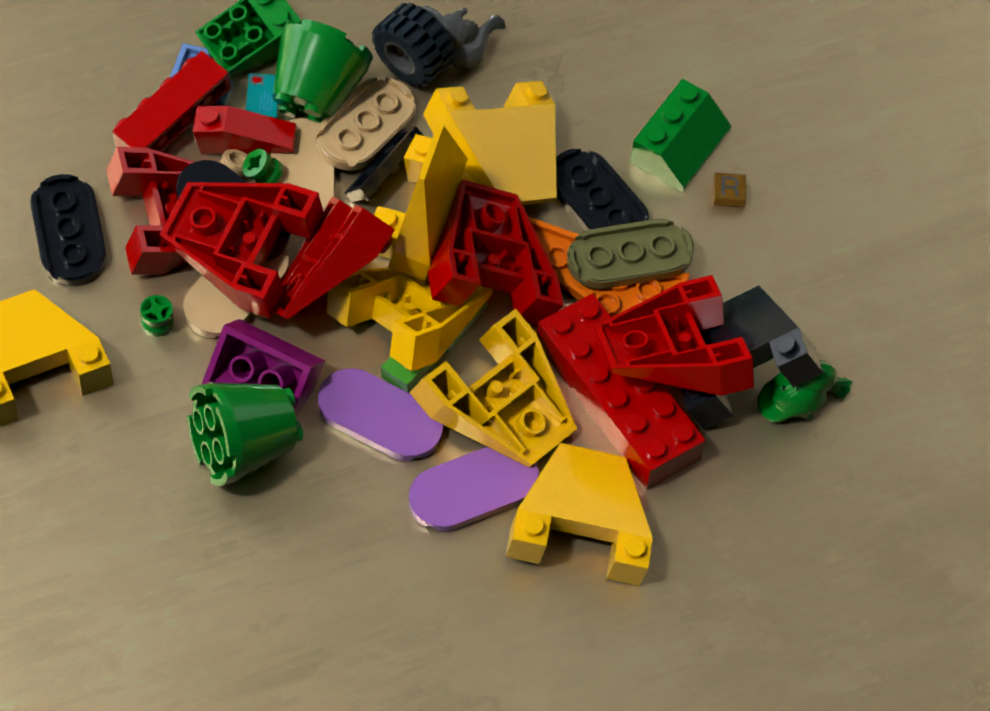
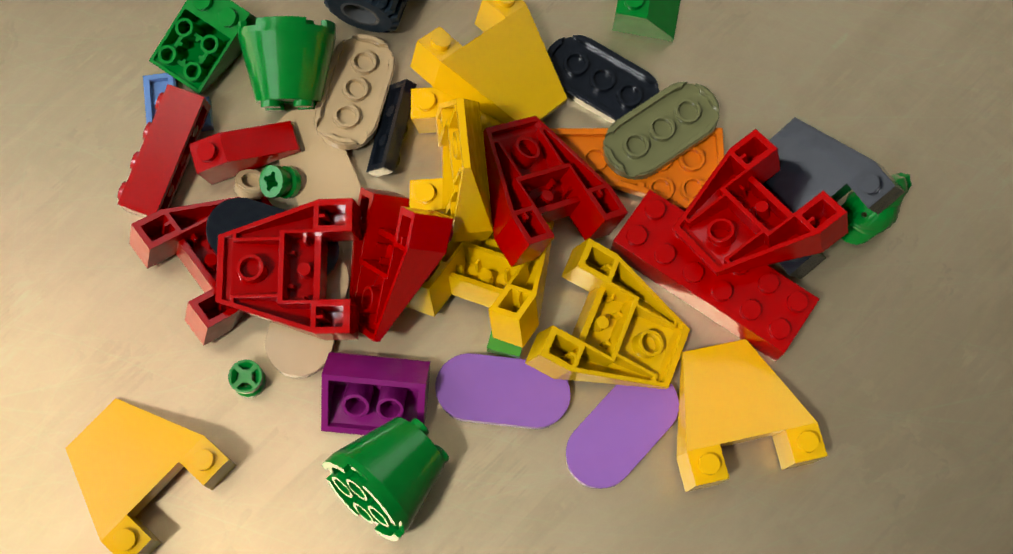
camera: 20 degrees left, 15 degrees up
(68, 230) = (120, 321): black tile -> none
(260, 95) = (242, 103): teal tile -> none
(729, 189) = (715, 23): pearl gold tile -> none

